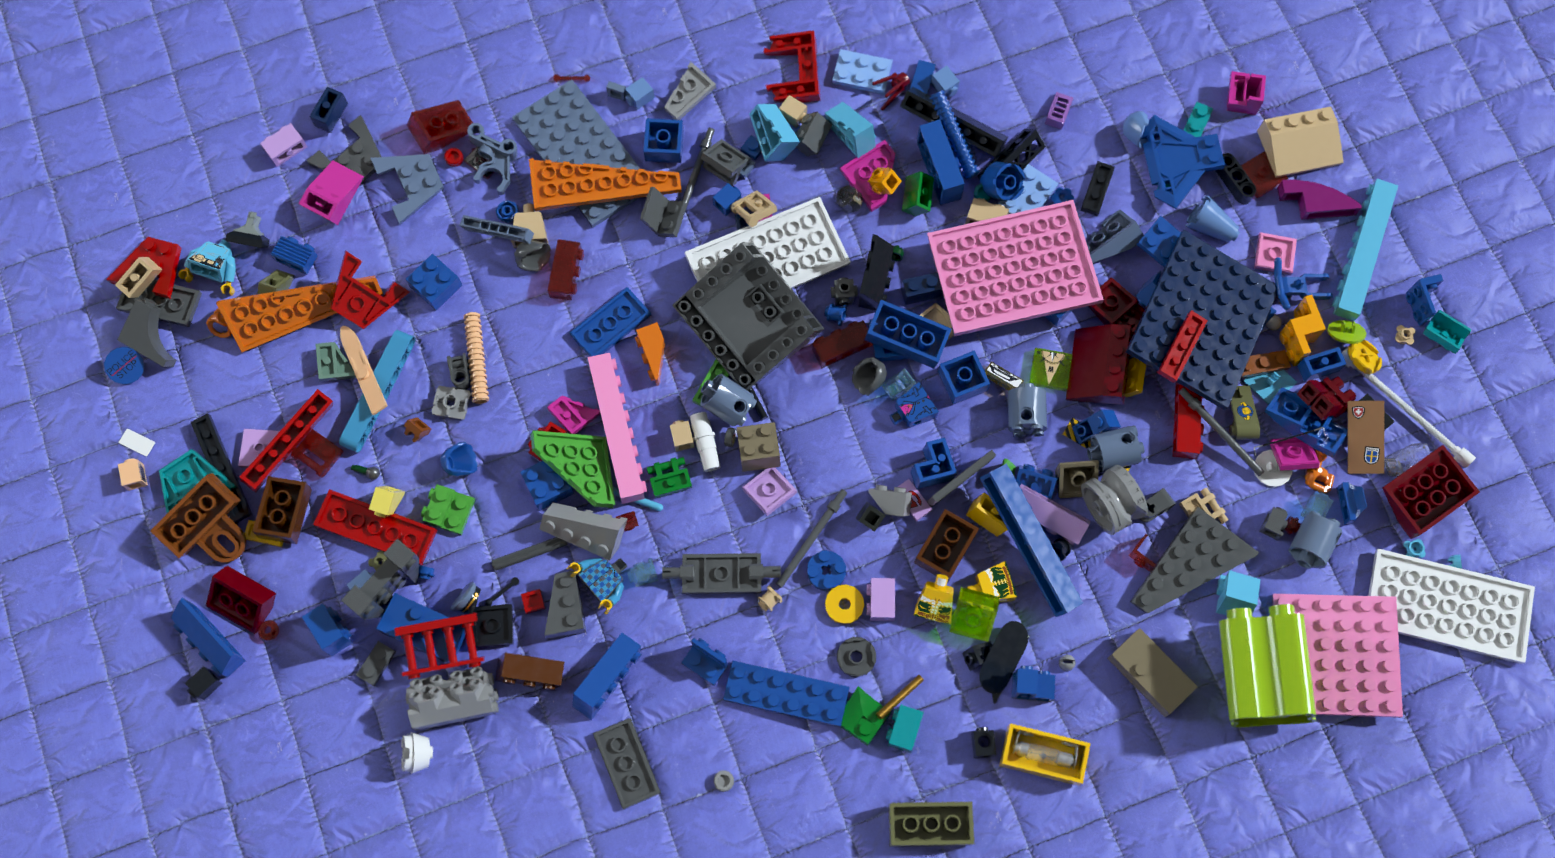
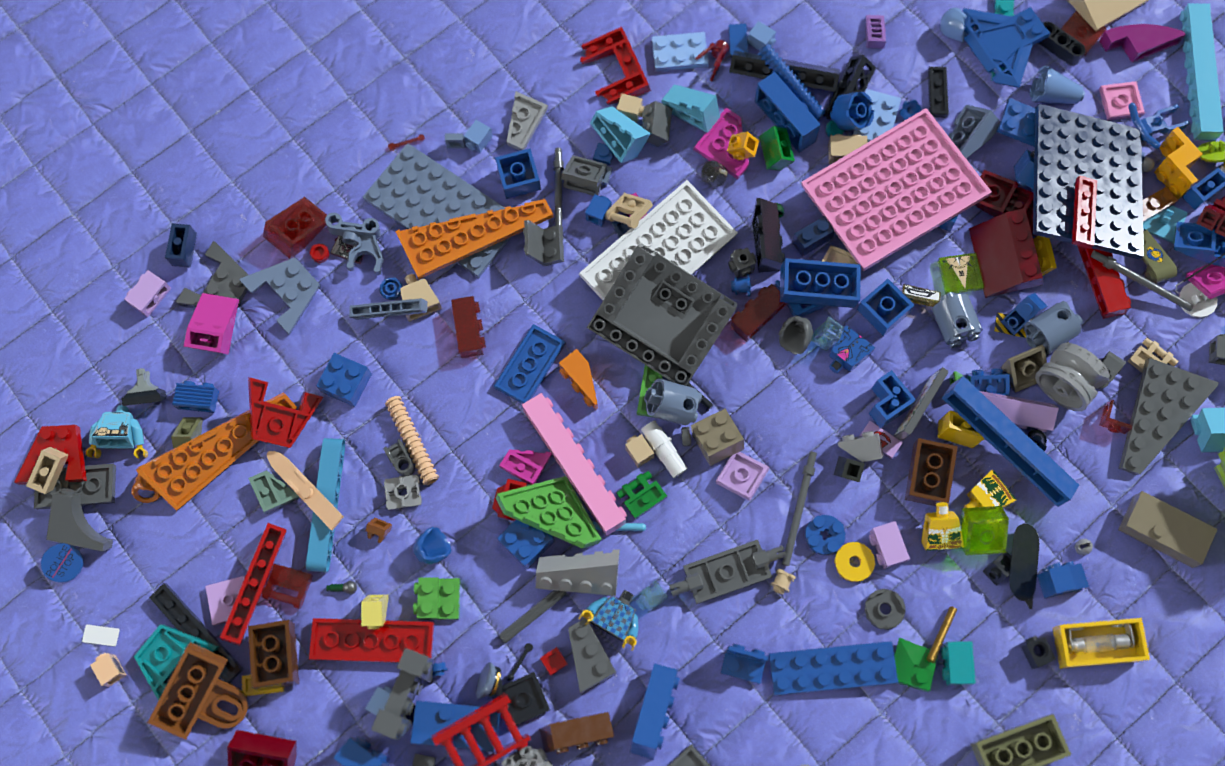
camera: 15 degrees left, 0 degrees up
(375, 561) = (386, 669): olive plate -> none
(532, 256) = (431, 324): dark grey hair -> none
(631, 521) = (624, 550): clear red plate -> none

